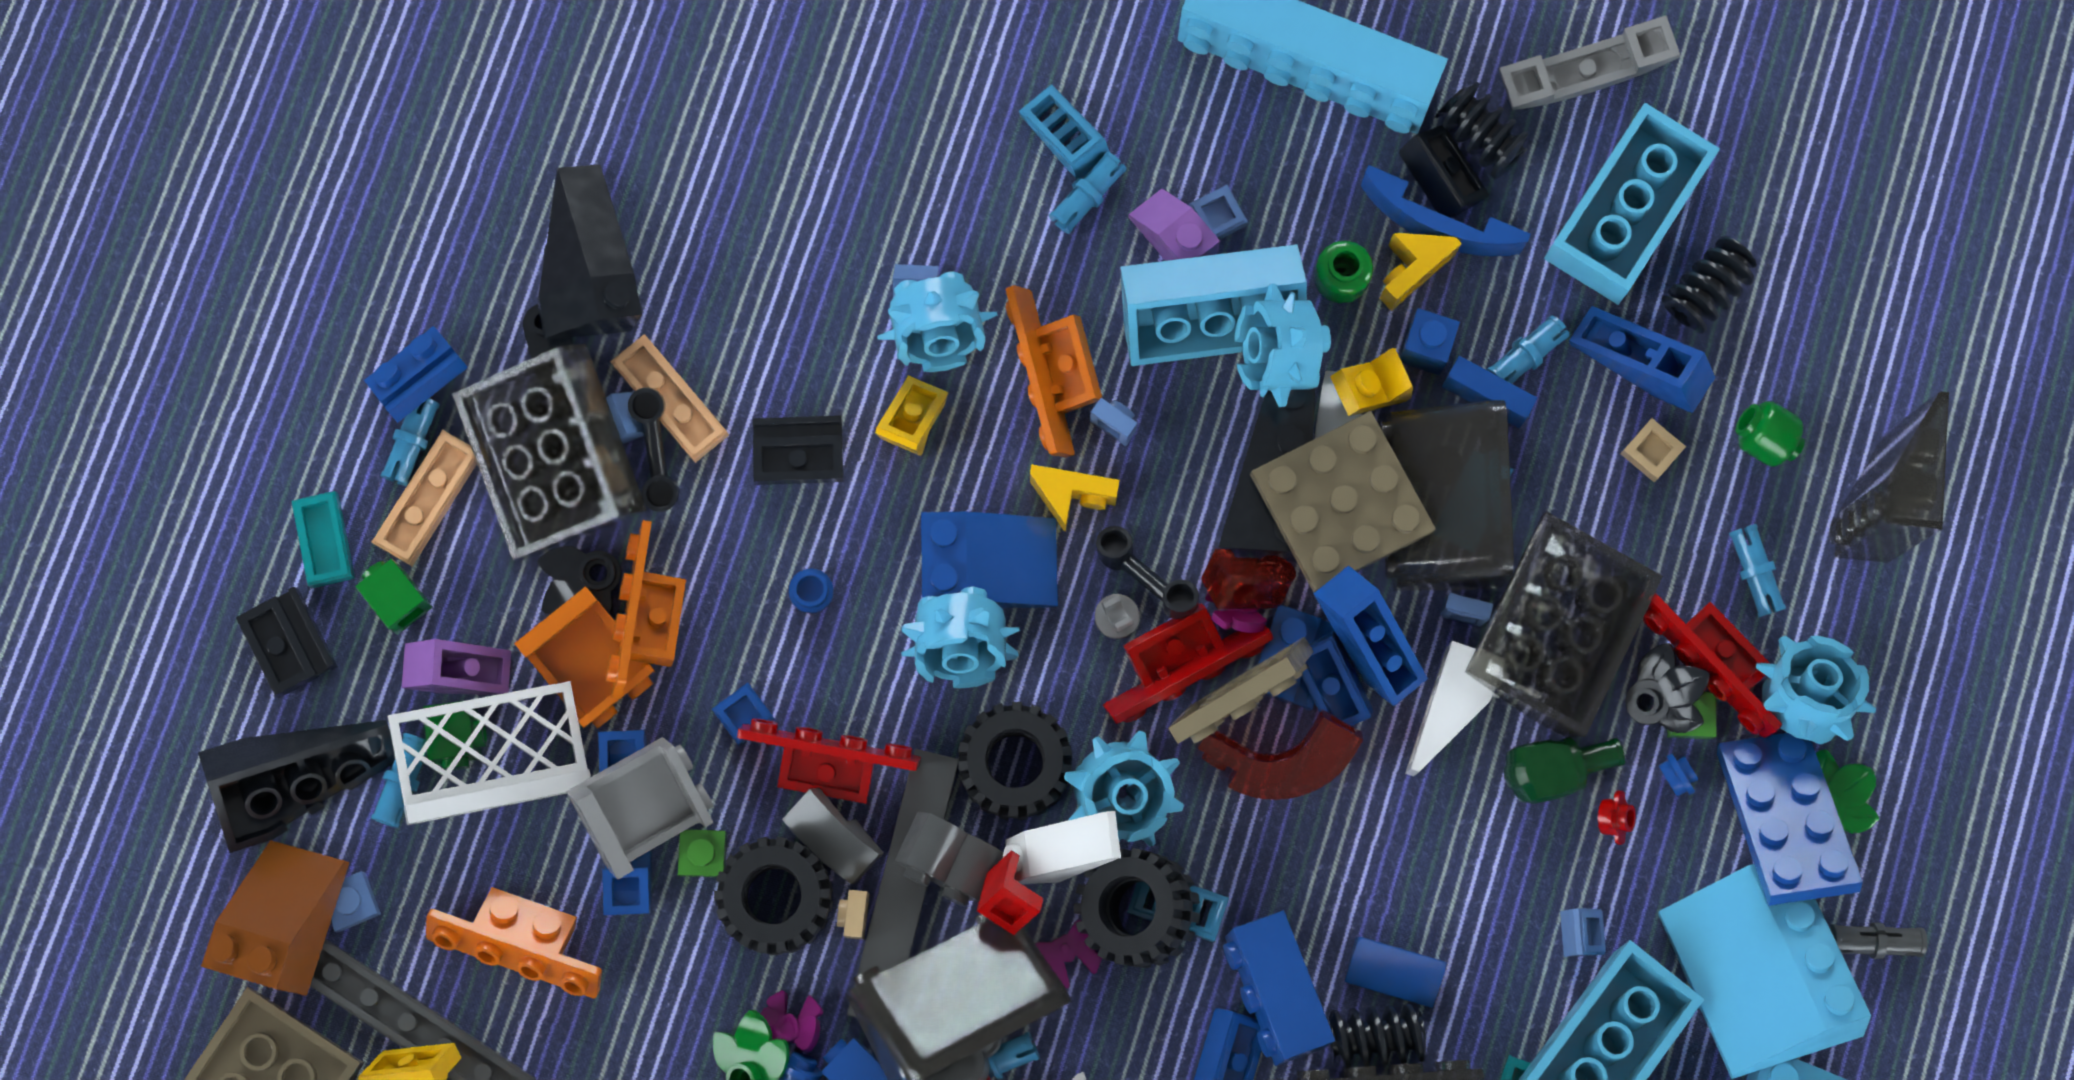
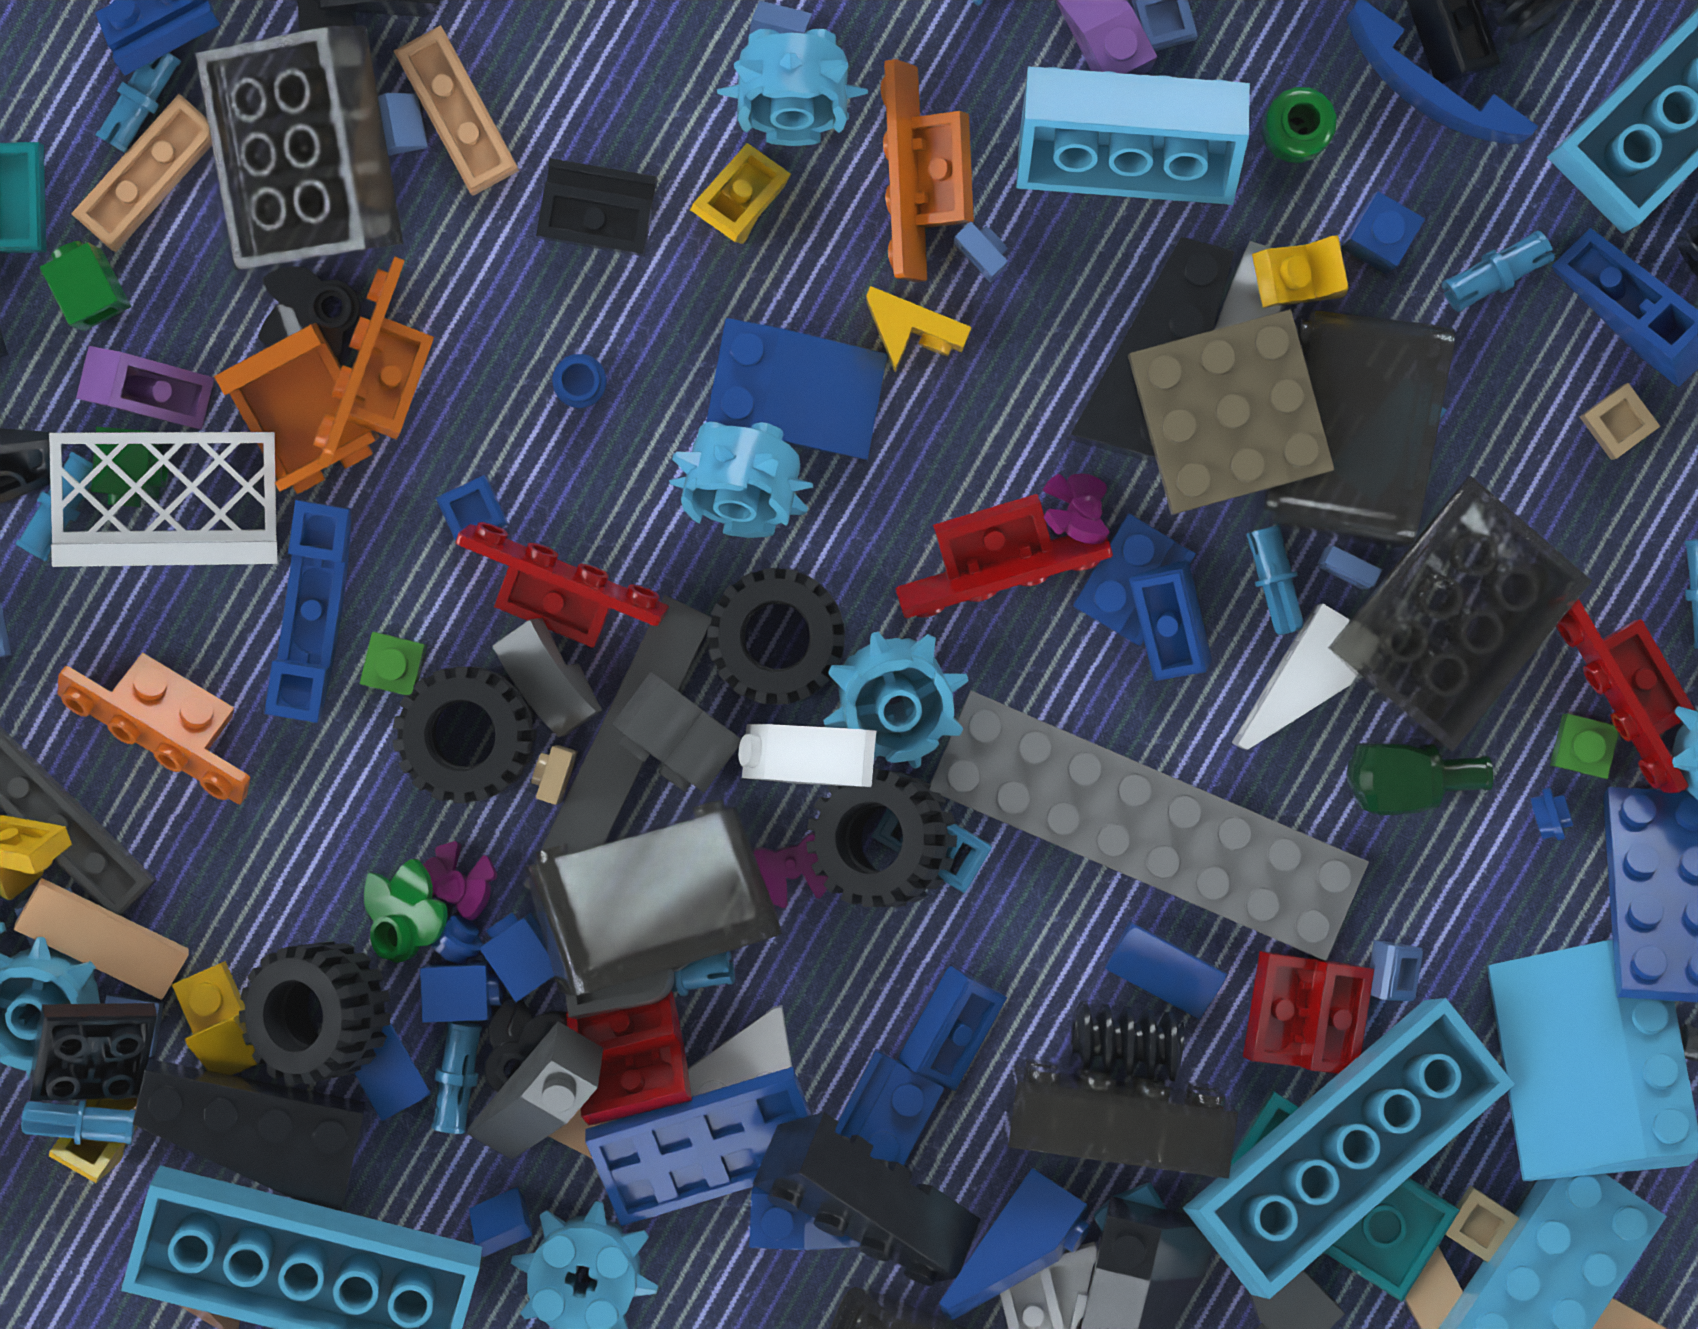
camera: 10 degrees right, 10 degrees up
(640, 804) = (328, 596): light grey panel -> none
(646, 407) = (425, 222): black bar -> none
(1007, 900) = (731, 799): red panel -> none
(1116, 552) = (950, 410): black bar -> none
(1116, 616) = (934, 487): light grey plate -> none
(1242, 693) = (1054, 617): dark tan plate -> none
(1247, 581) = (1096, 481): clear red leg -> none
(1278, 988) = (1025, 964): blue brick -> none
(1281, 345) = (1200, 207): medium azure brick -> none
(1289, 773) = (1095, 716): clear red arch -> none
(1355, 856) = (1148, 825): none -> light grey plate
(1371, 635) = (1227, 579): blue brick -> none
(1412, 629) = (1276, 578): none -> dark azure axle
(1423, 258) = (1400, 125): yellow slope -> none
(1478, 384) = (1438, 305): blue slope -> none
(1520, 982) = (1307, 1012): none -> red slope
(1616, 817) = (1466, 848): red plate -> none
(1672, 689) = (1568, 714): black plate -> none

